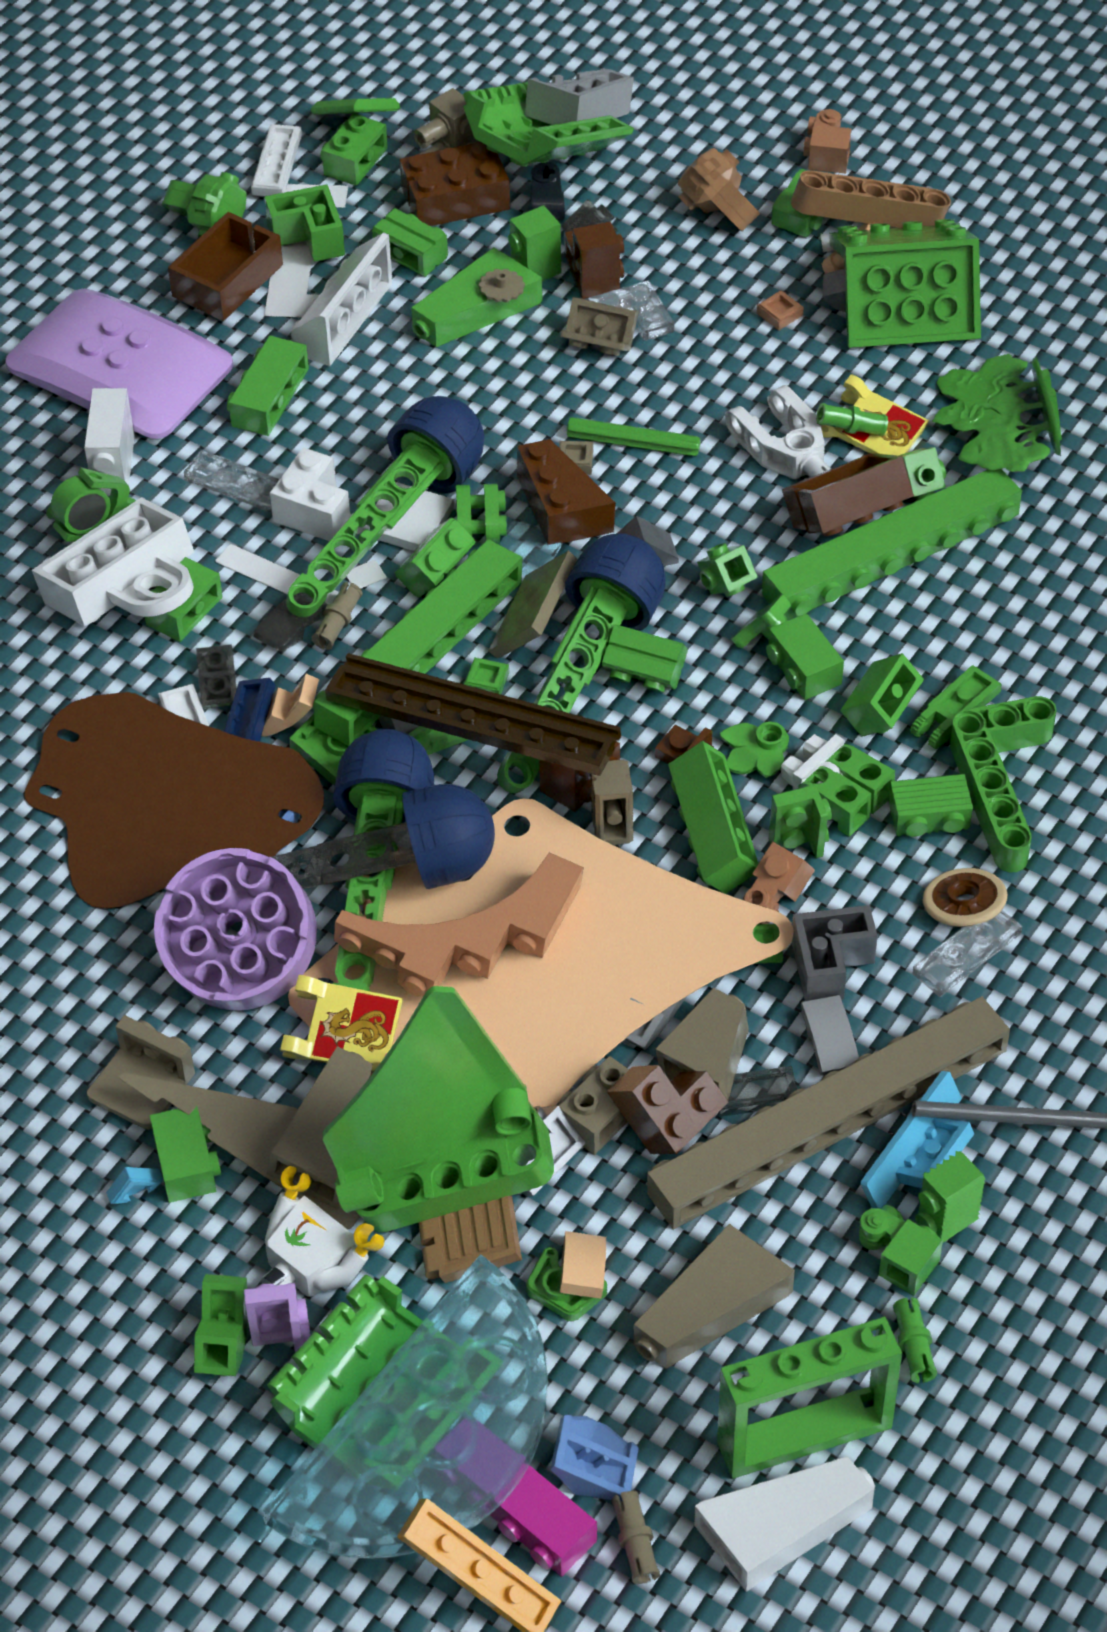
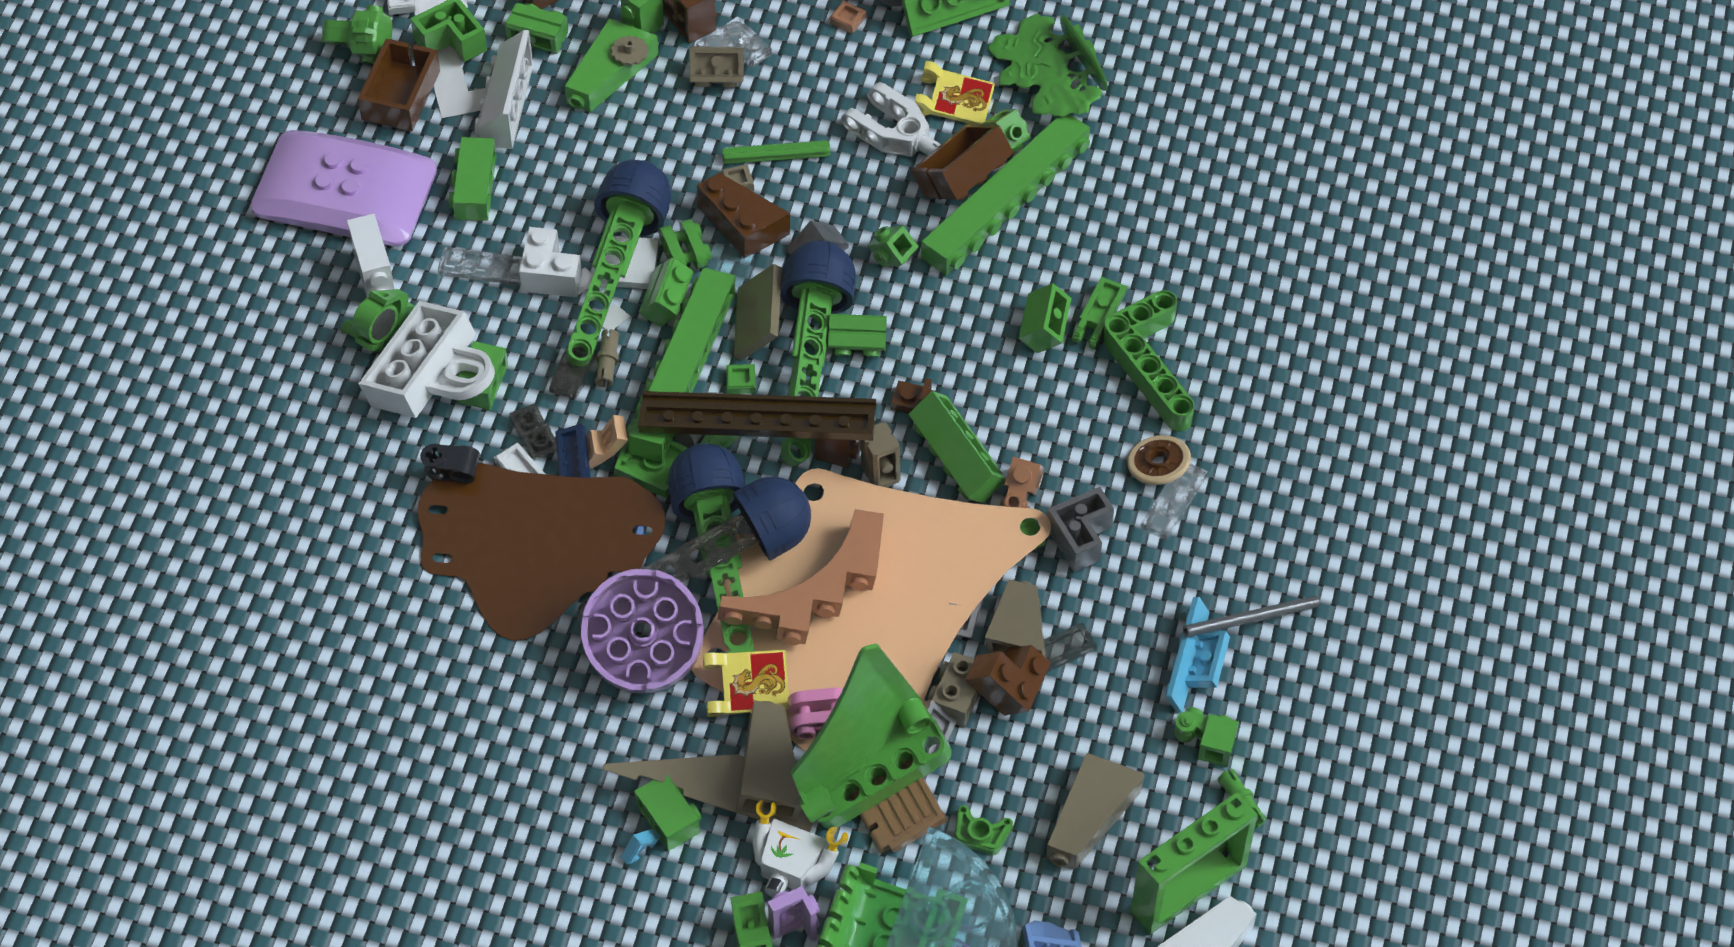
camera: 20 degrees left, 5 degrees up
(98, 682) = (451, 463): none -> black piece
(146, 1054) = (606, 745): dark tan bracket -> none
(261, 570) = (531, 334): white sticker -> none
(583, 1264) = (992, 811): light nougat slope -> none
(753, 747) = (961, 385): bright green plate -> none
(762, 621) = (937, 279): bright green piece -> none
(800, 818) = (1023, 431): bright green bracket -> none
(805, 656) = (975, 301): bright green brick -> none
(825, 1112) = (1120, 650): dark tan brick -> none
(830, 1033) = (1101, 590): light grey slope -> none
(844, 776) = (1036, 394): bright green hips -> none
(852, 419) = (942, 99): bright green pin -> none
(930, 805) = (1109, 395): bright green brick -> none
(950, 1196) = (1233, 688): bright green brick -> none

